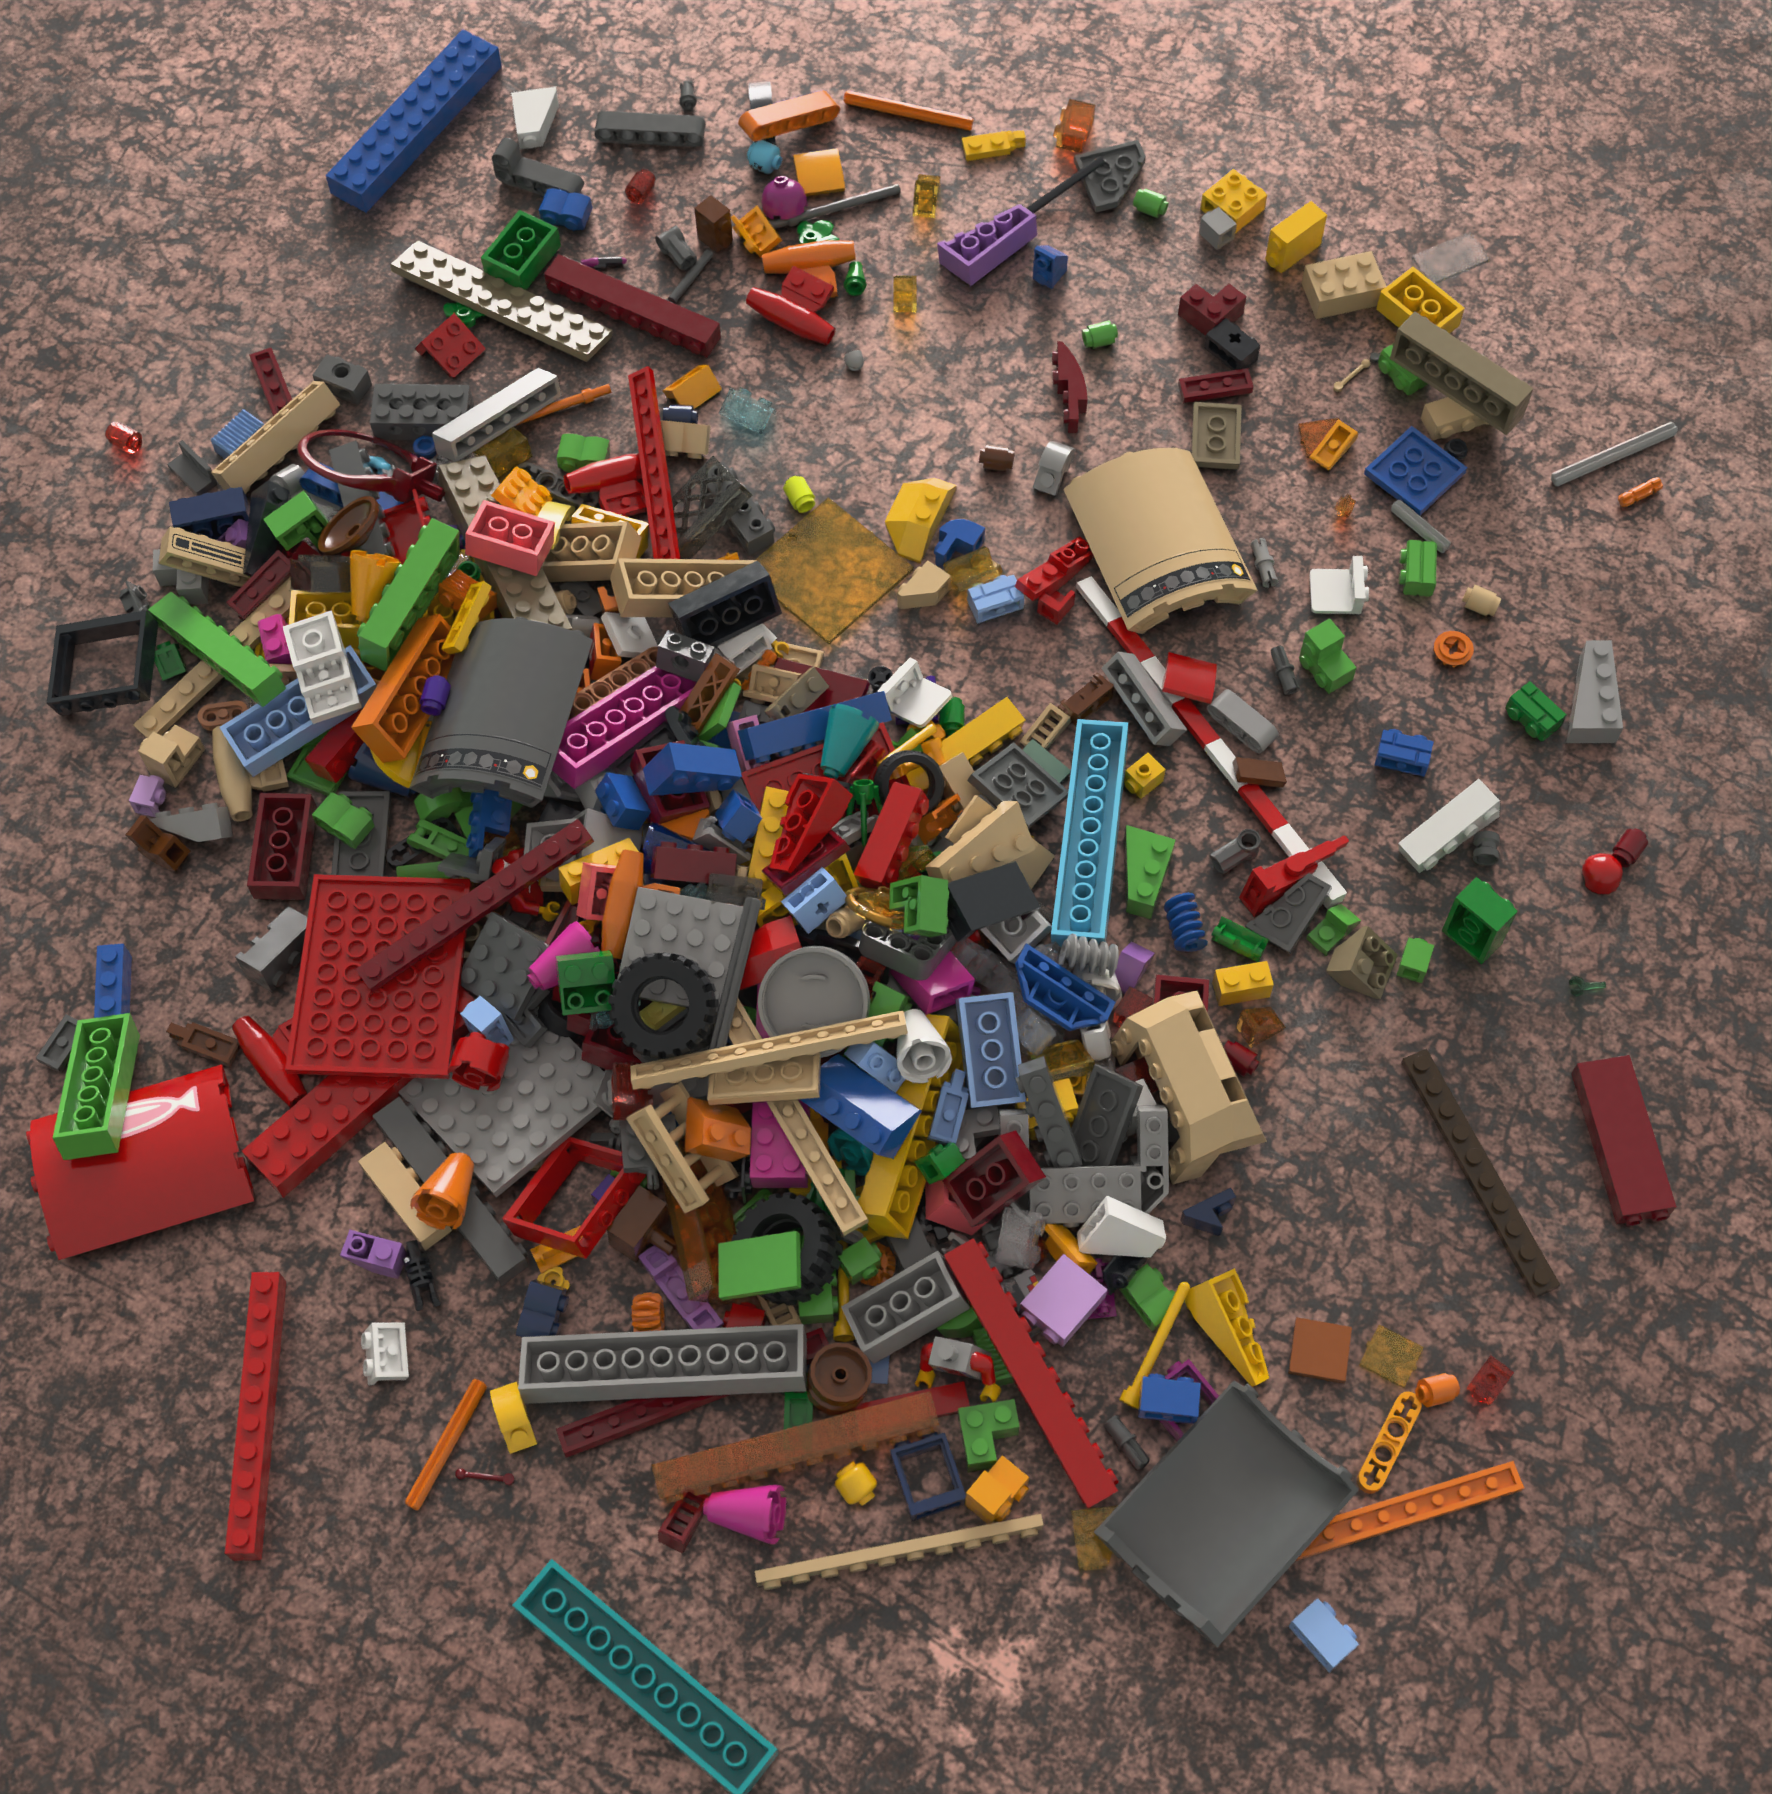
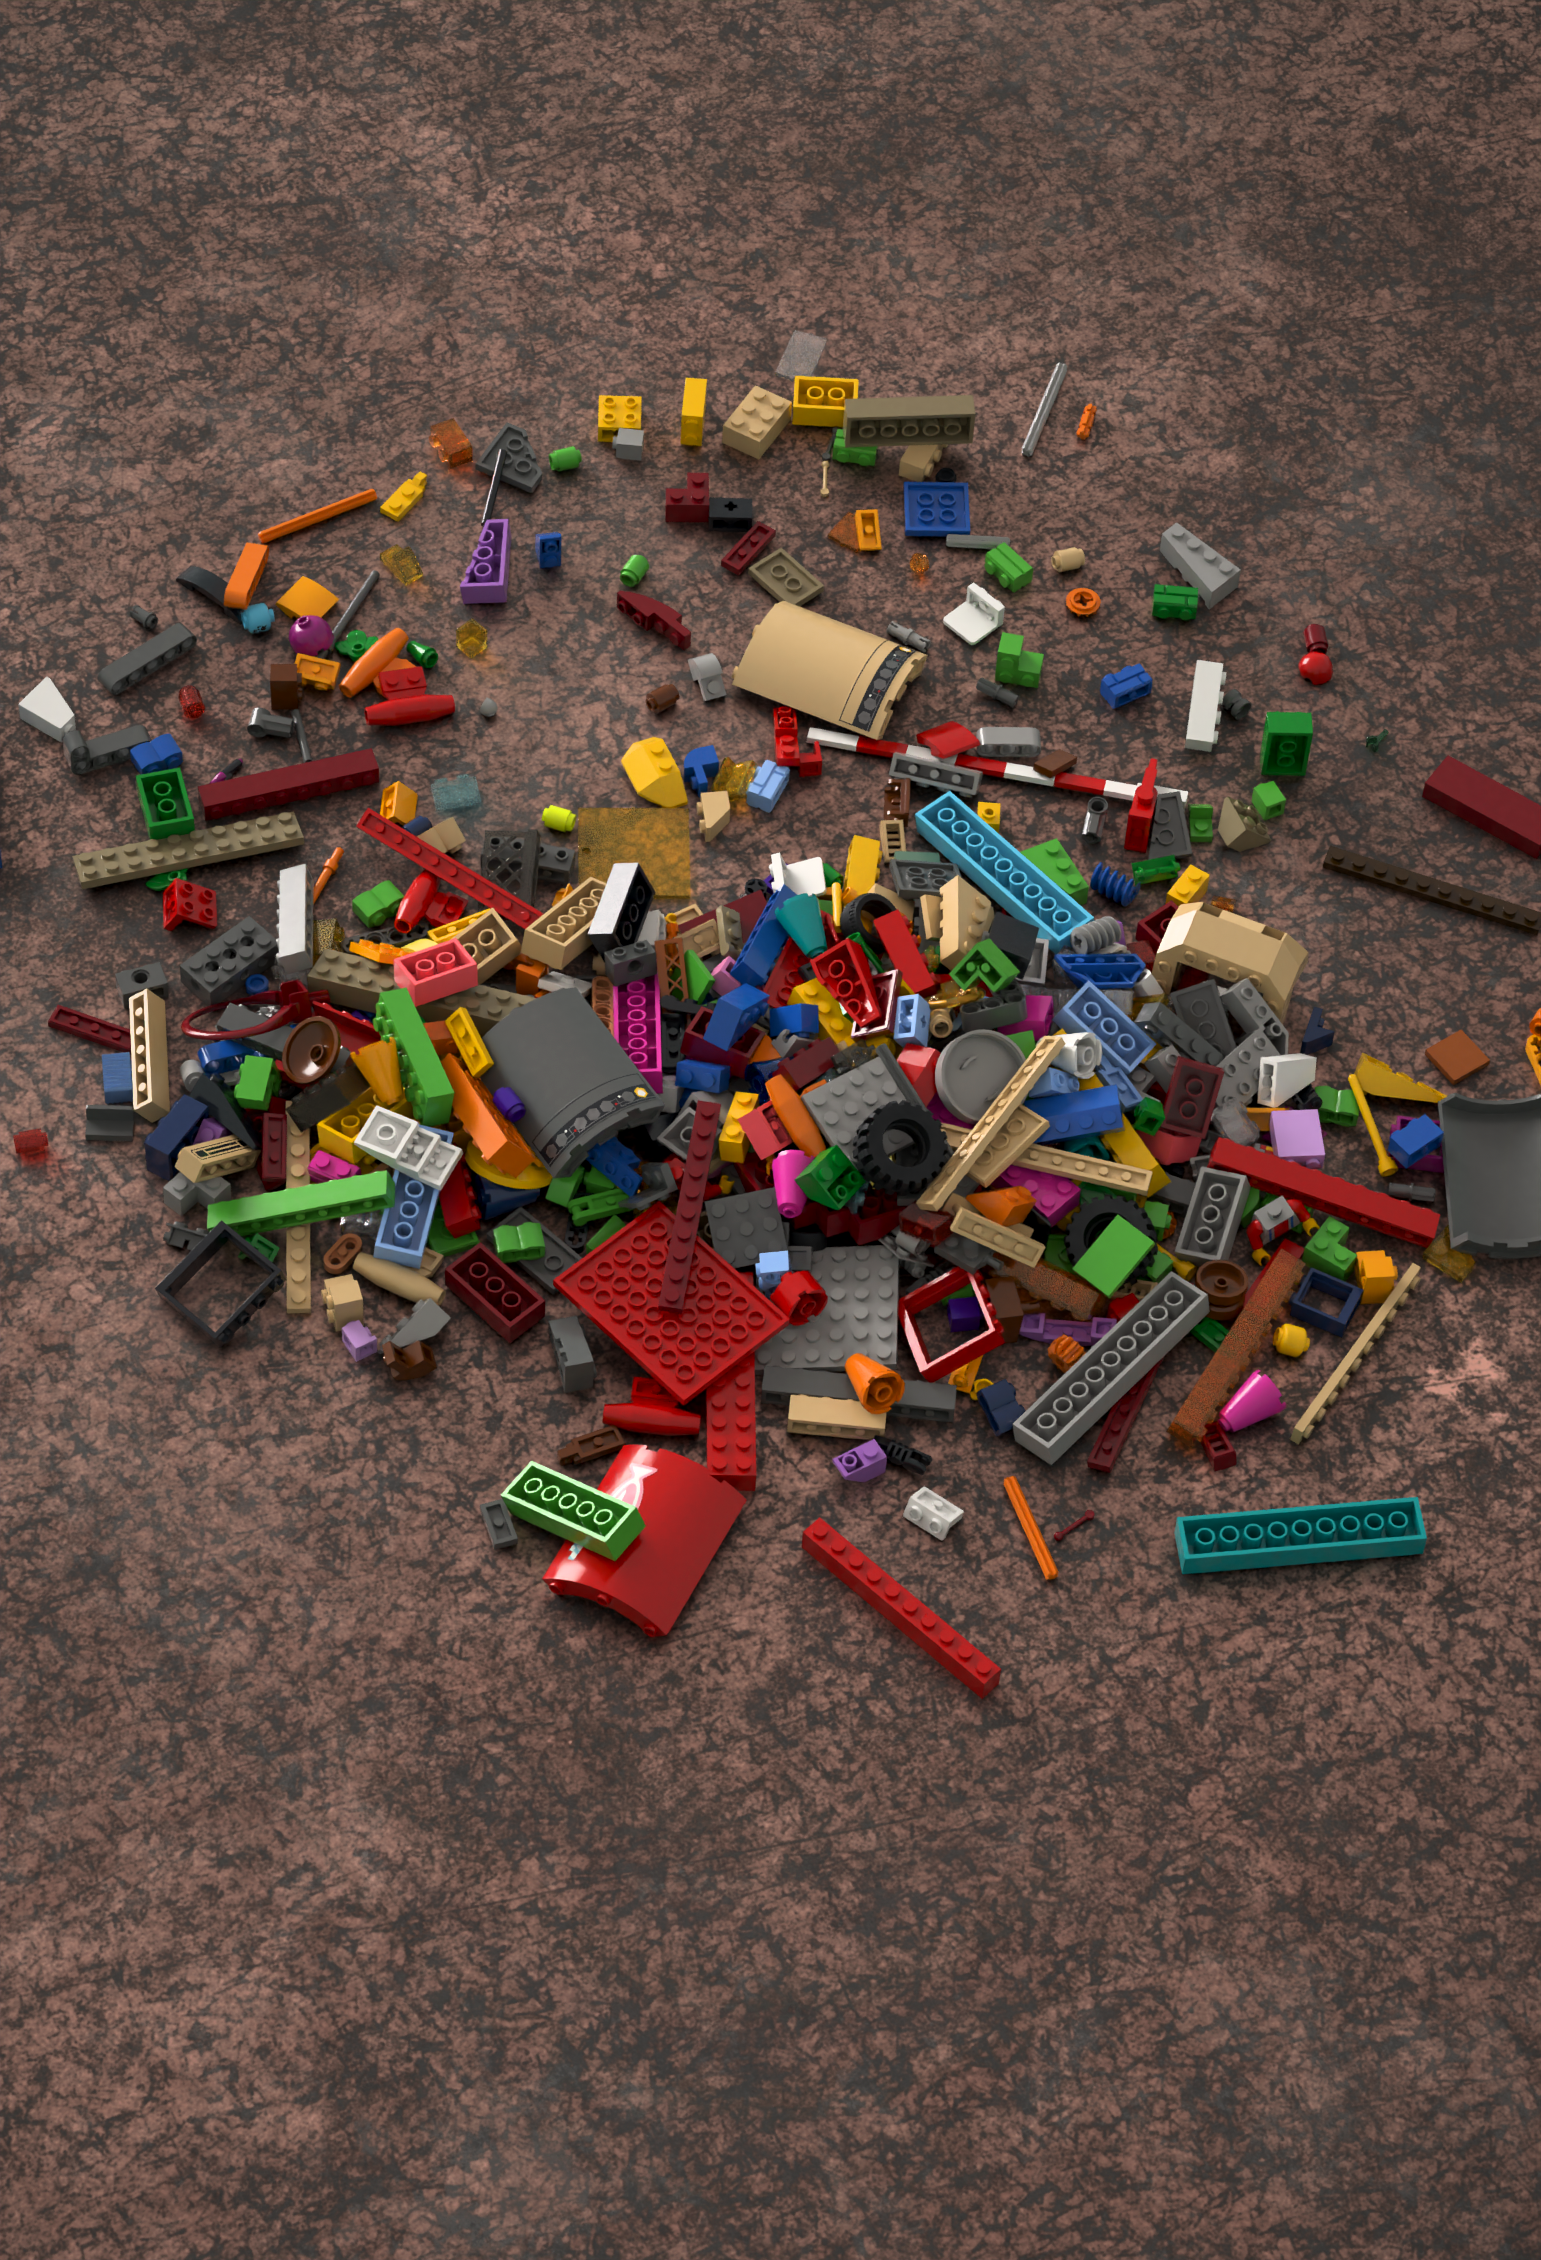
camera: 50 degrees left, 10 degrees down
(112, 980) = (486, 1460): blue brick -> none
(512, 1417) = (1056, 1471): yellow brick -> none
(1391, 1356) = (1497, 1028): clear yellow piece -> none

